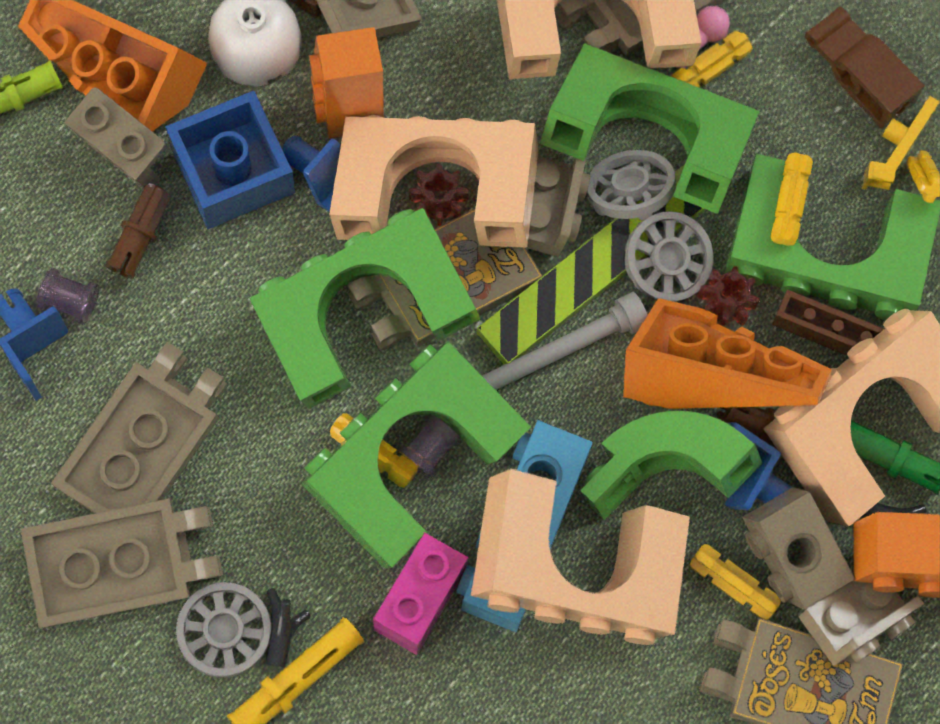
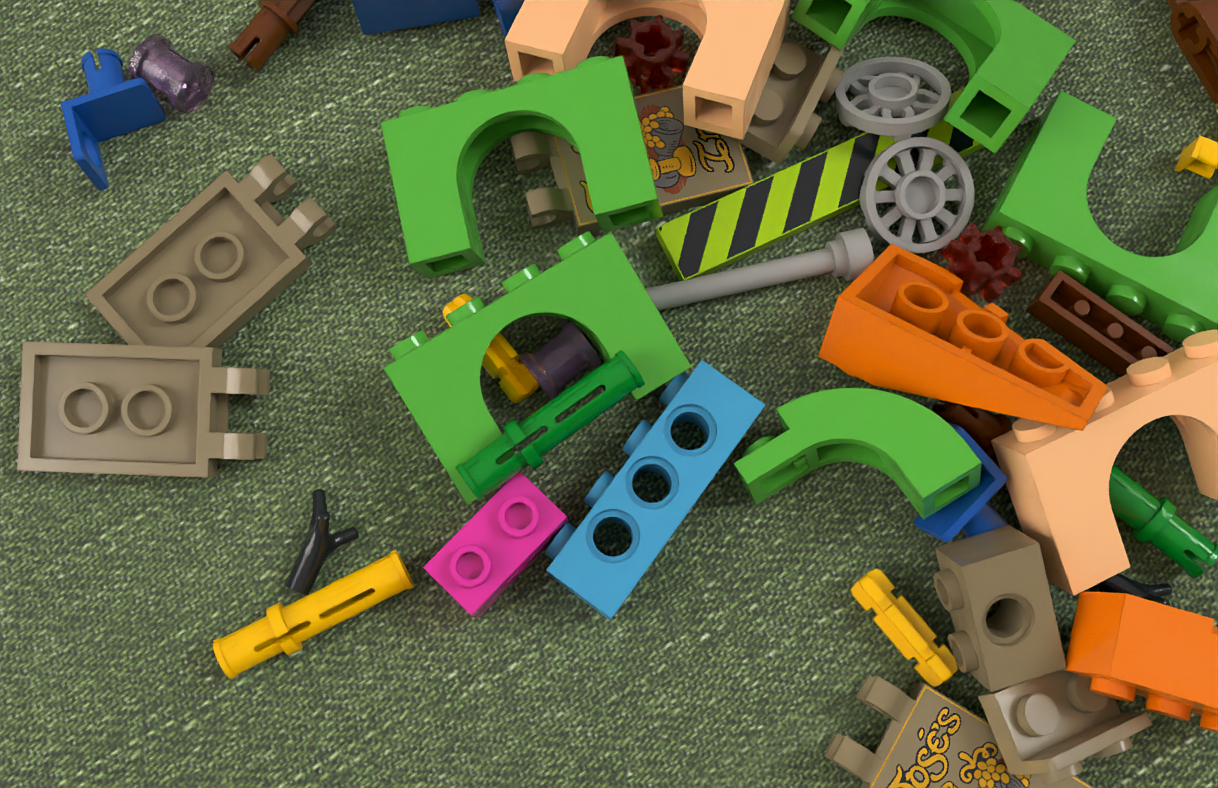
camera: 15 degrees right, 5 degrees up
(223, 629) = (244, 527): light grey wheel -> none
(400, 538) = (615, 377): none -> green pin
(519, 572) = (626, 553): light nougat arch -> none
(791, 199) = (1096, 156): yellow axle -> none

